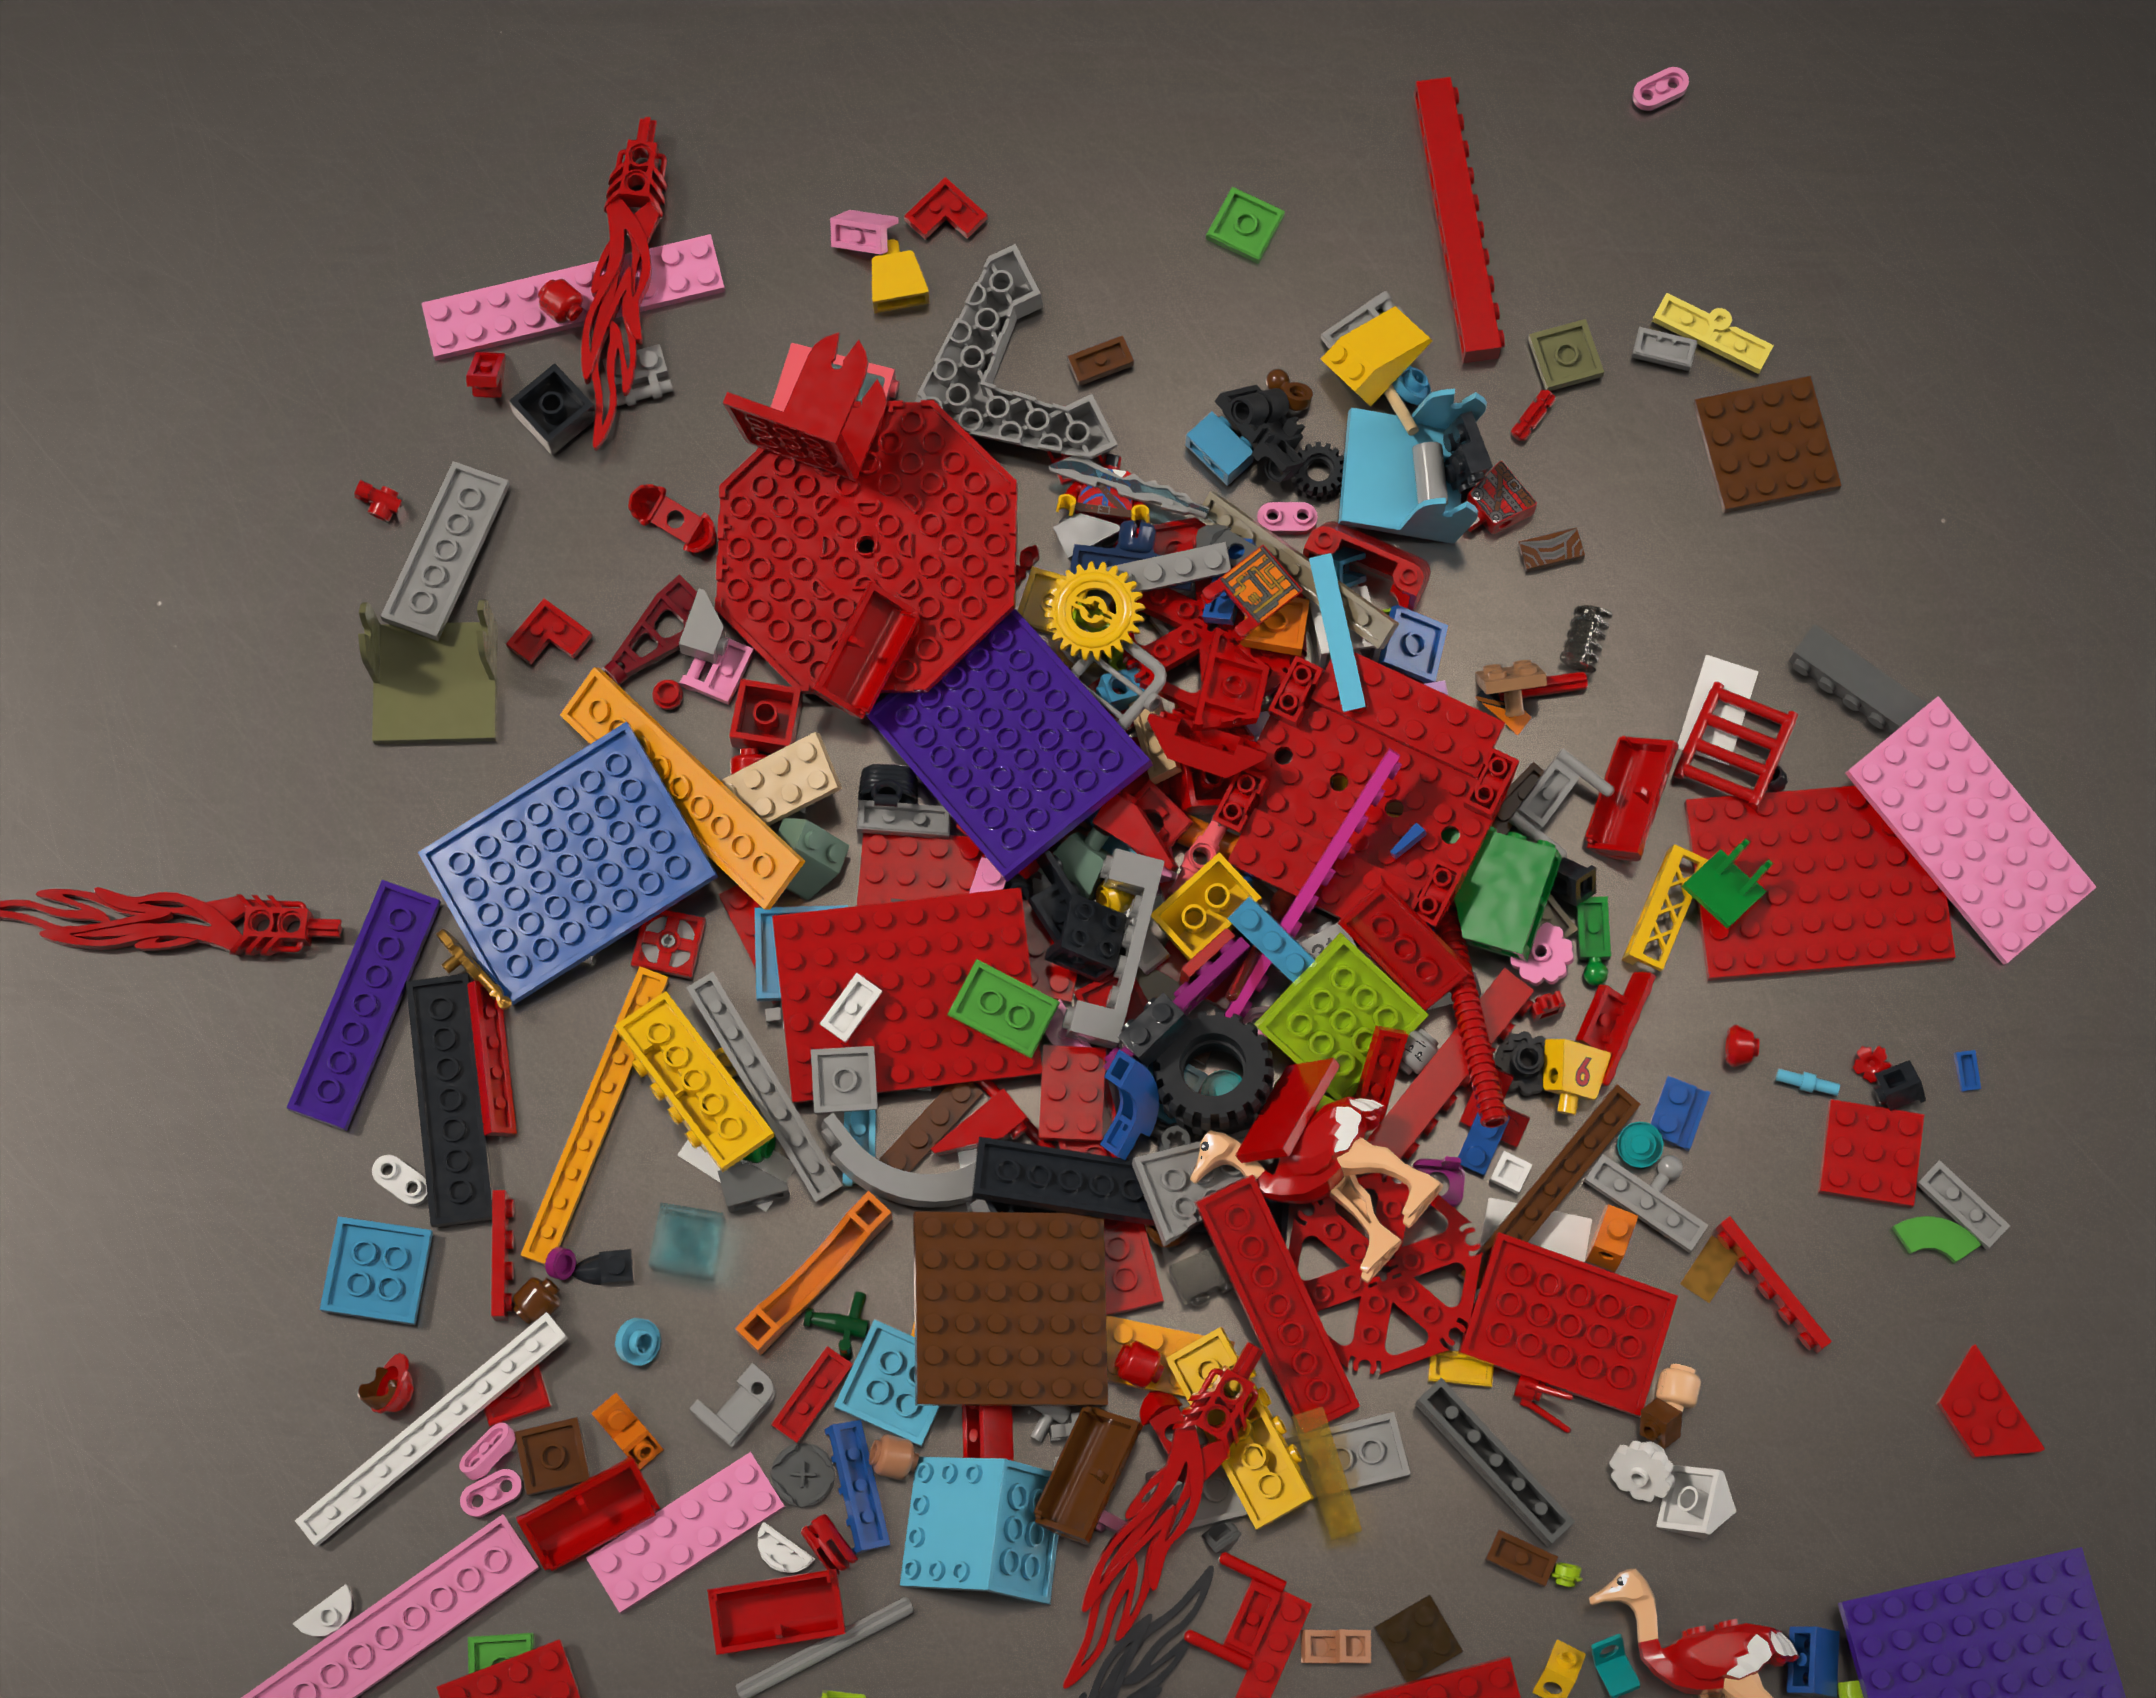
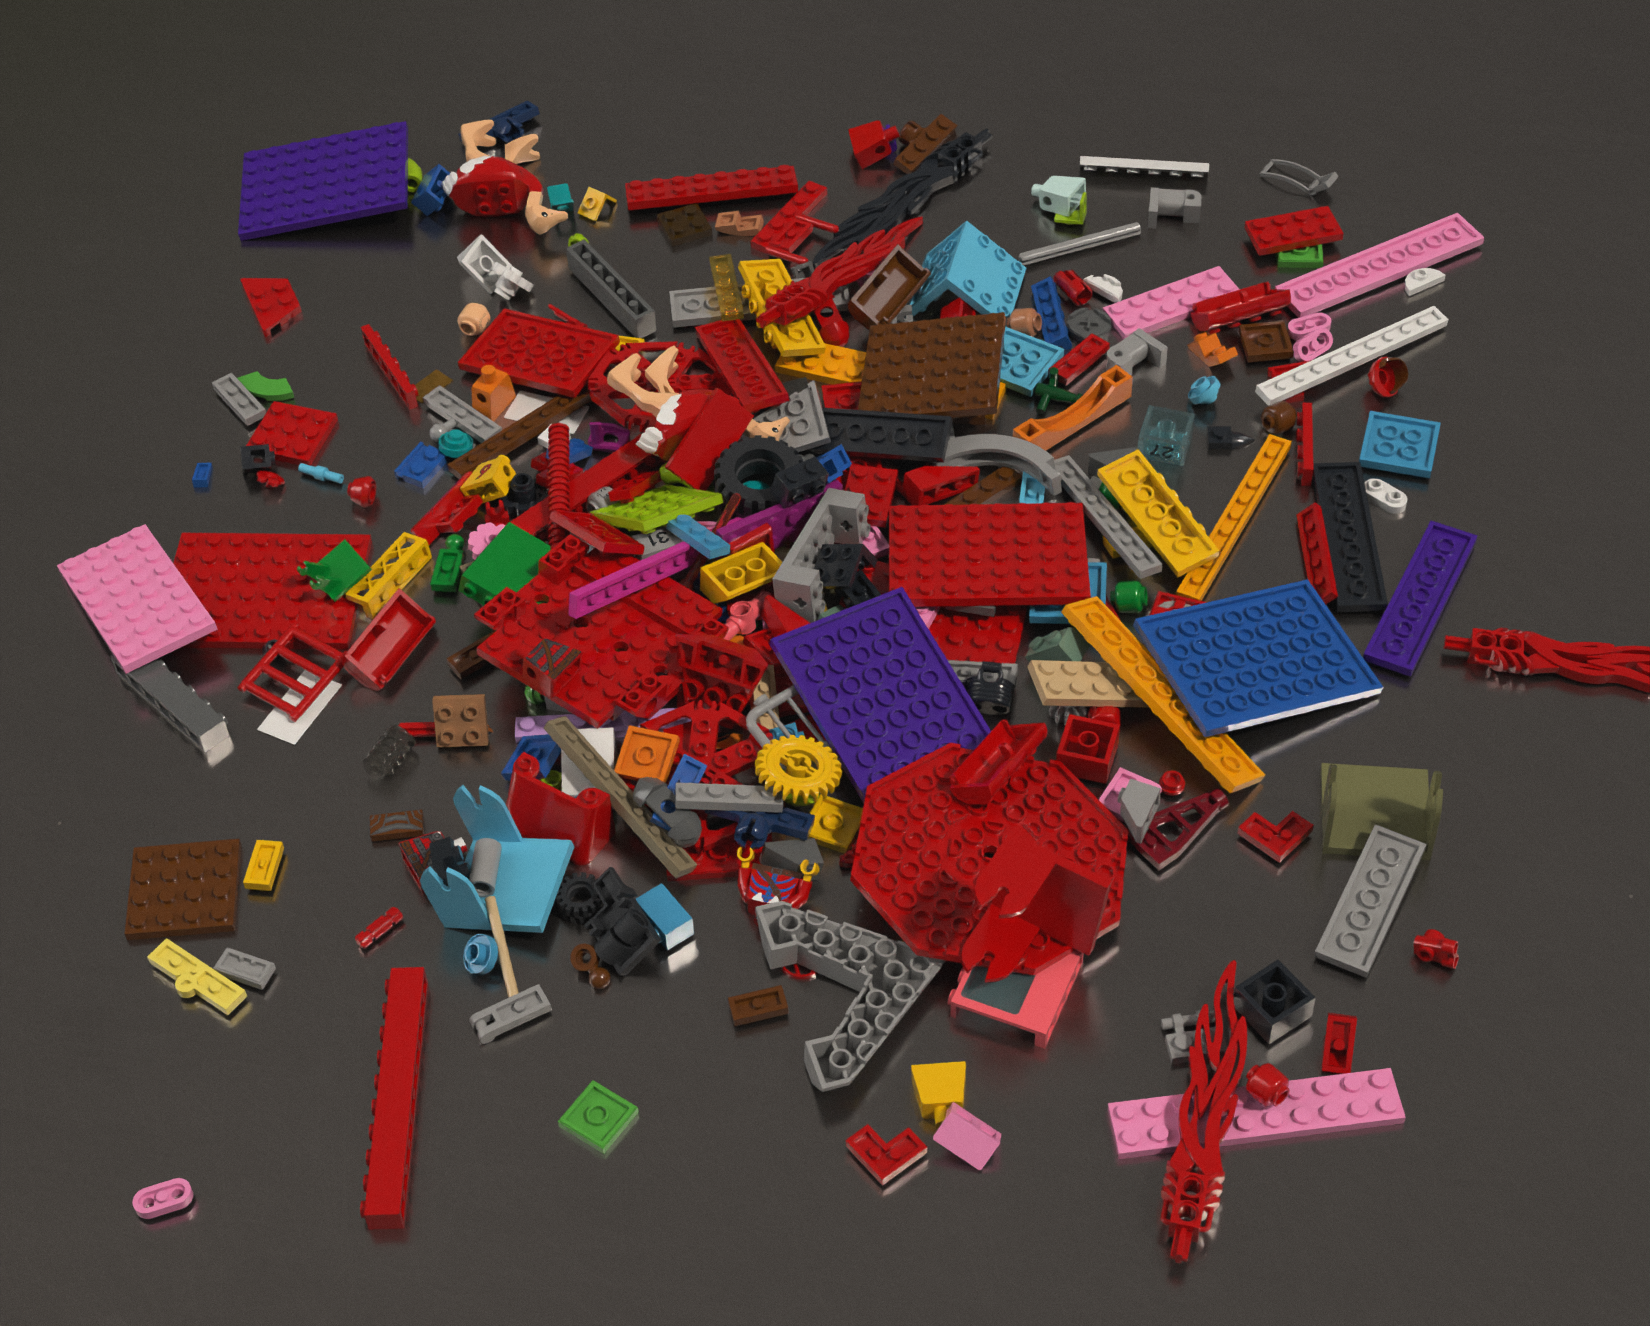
camera: 170 degrees left, 25 degrees down
(472, 966) = (1346, 614): pearl gold piece -> none
(560, 1263) = (1261, 436): magenta tile -> none
(651, 505) = (1141, 898): red piece -> none
(727, 963) = (1129, 597): none -> green head
(776, 1611) = (1110, 252): red container -> none
(844, 1079) = (1041, 498): light grey plate -> none
(851, 1007) = (1032, 533): white plate -> none
(1003, 1008) = (913, 530): bright green tile -> none
(1130, 487) = (748, 882): light grey sword -> none
(1139, 1364) = (845, 345): red head -> none
(1230, 686) = (694, 704): red wing -> none
(1256, 587) = (660, 762): flag -> none
(1287, 520) = (620, 864): bright pink plate -> none
(1337, 632) = (596, 728): medium azure sticker -> none
(1376, 353) = (504, 967): yellow slope -> none
(1409, 692) = (550, 664): none -> red torso
(1414, 835) = (566, 589): blue piece -> none
(1521, 1558) = (610, 252): reddish brown plate -> none
(1549, 794) = (452, 642): light grey plate -> none
(1566, 355) = (334, 970): olive plate -> none
(1574, 882) = (451, 594): black brick -> none
(1661, 1423) = (492, 299): reddish brown plate -> none
(1685, 477) = (263, 865): none -> yellow plate

